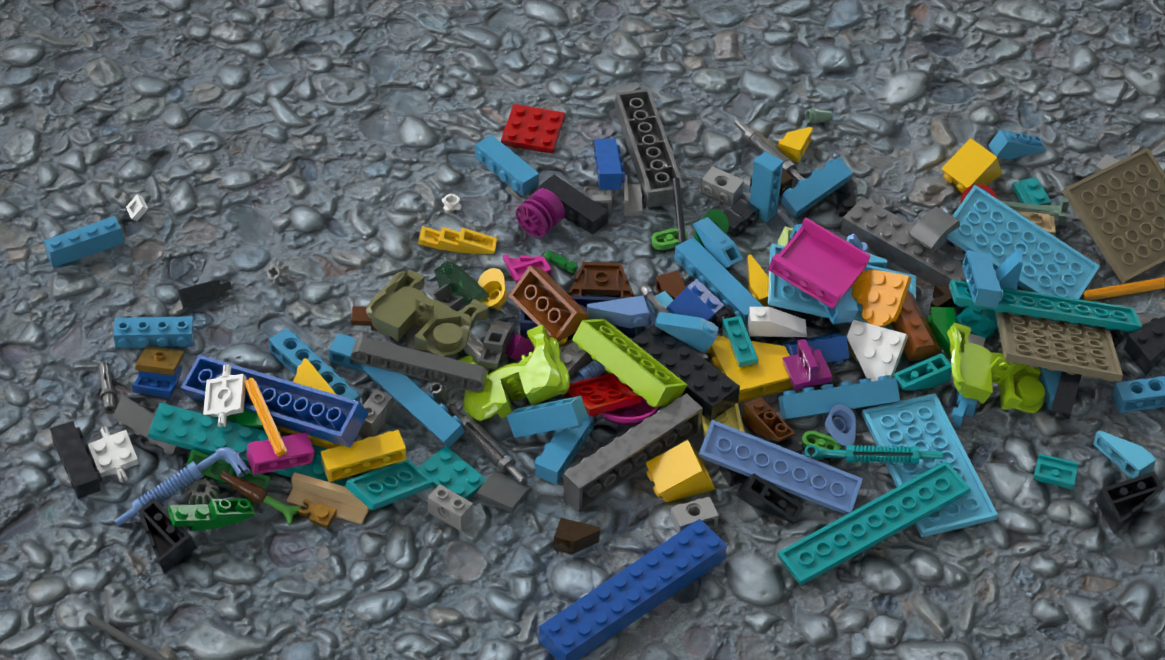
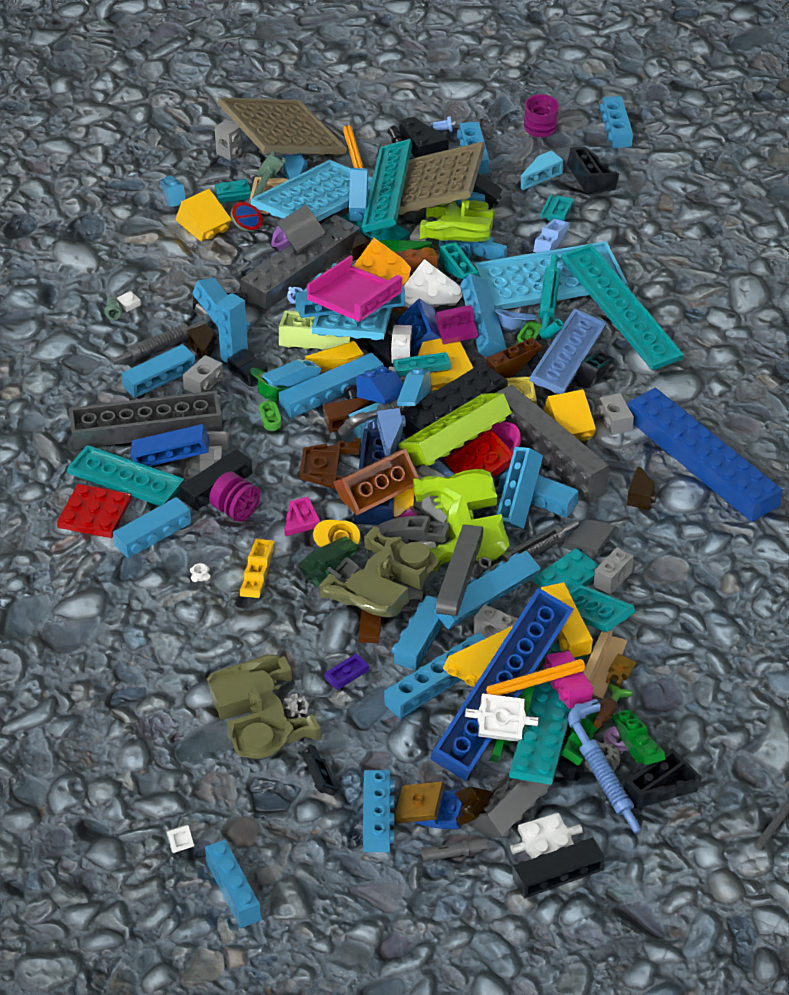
camera: 85 degrees left, 5 degrees down
(153, 396) = (473, 802): none -> dark brown slope
(293, 236) = (250, 689): none -> olive animal
(322, 308) = (346, 671): none -> dark purple plate
(560, 261) = (292, 493): green axle -> none
(576, 143) = (125, 476): none -> teal plate
(679, 210) = (246, 397): black bar -> none
(721, 151) = (157, 371): none -> dark azure brick
(795, 143) = (152, 322): yellow slope -> none
(834, 128) = (128, 301): none -> white plate
(982, 279) = (369, 204): dark azure brick -> none
(1001, 465) = (551, 235): none -> light blue slope
(1074, 236) = (294, 165): none -> dark azure slope

